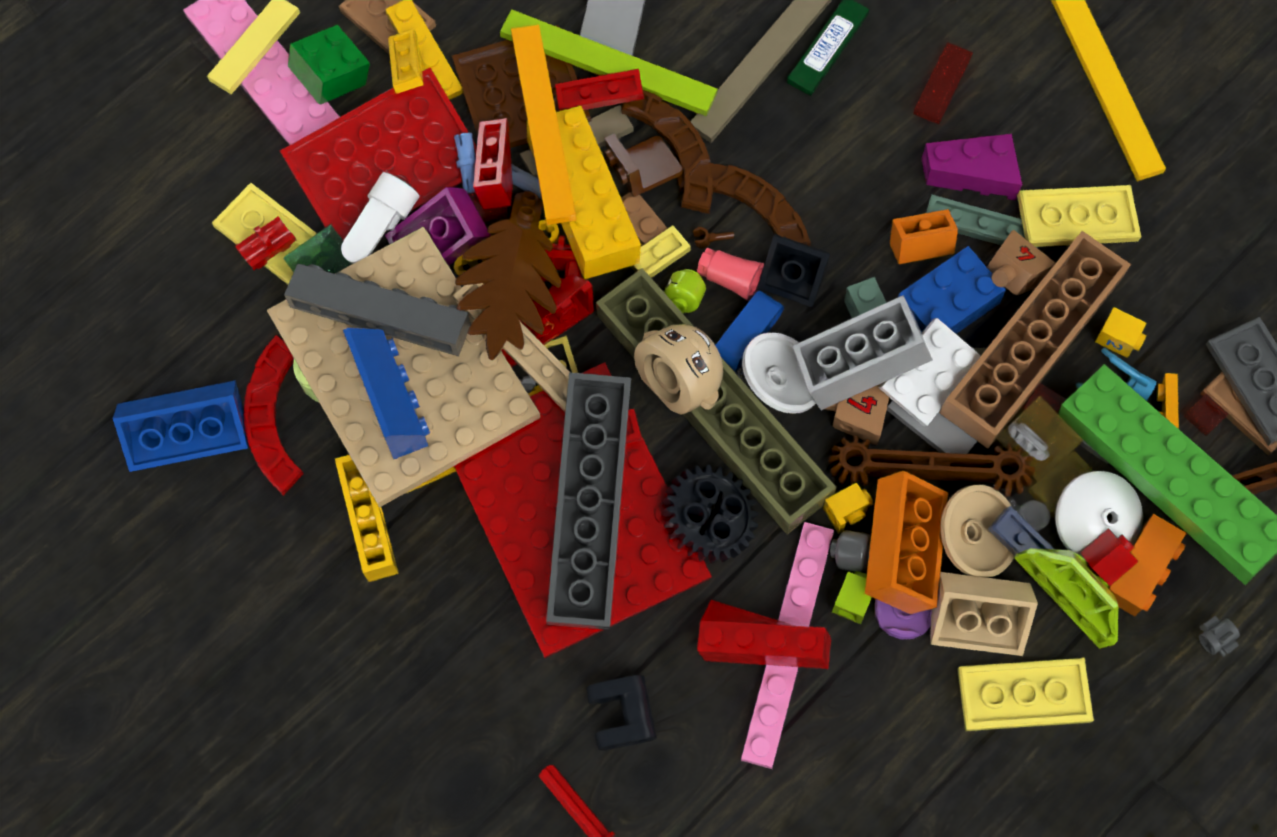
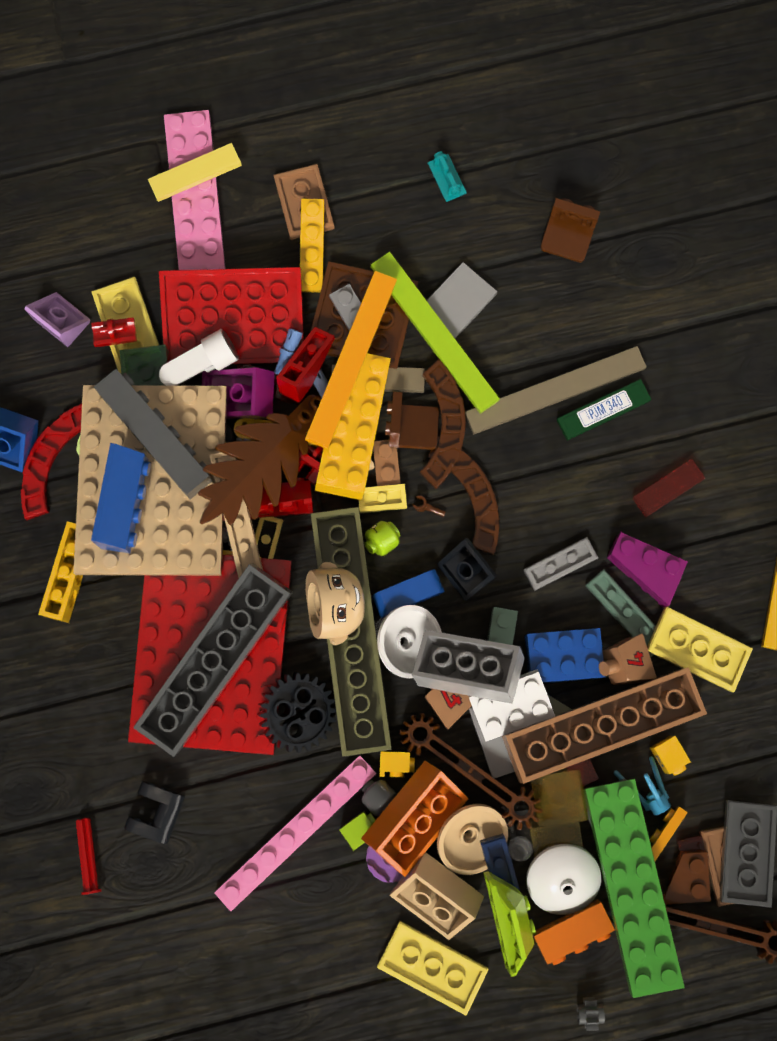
camera: 30 degrees right, 10 degrees up
(191, 270) = (58, 317): none -> lavender slope
(328, 64) = (236, 218): green brick -> none
(405, 61) = (286, 251): yellow tile -> none
(501, 86) = (346, 304): none -> light grey plate
(600, 90) = (413, 353): red plate -> none
(731, 272) = (423, 543): coral plant -> none
(751, 638) = (268, 813): red wedge -> none
(878, 222) = (560, 563): none -> light grey tile
(923, 236) = (574, 599): orange brick -> none
(1029, 440) = (546, 799): light grey gear -> none
(1110, 556) = (549, 914): red brick -> none
(1225, 438) = (689, 879): none -> reddish brown wing

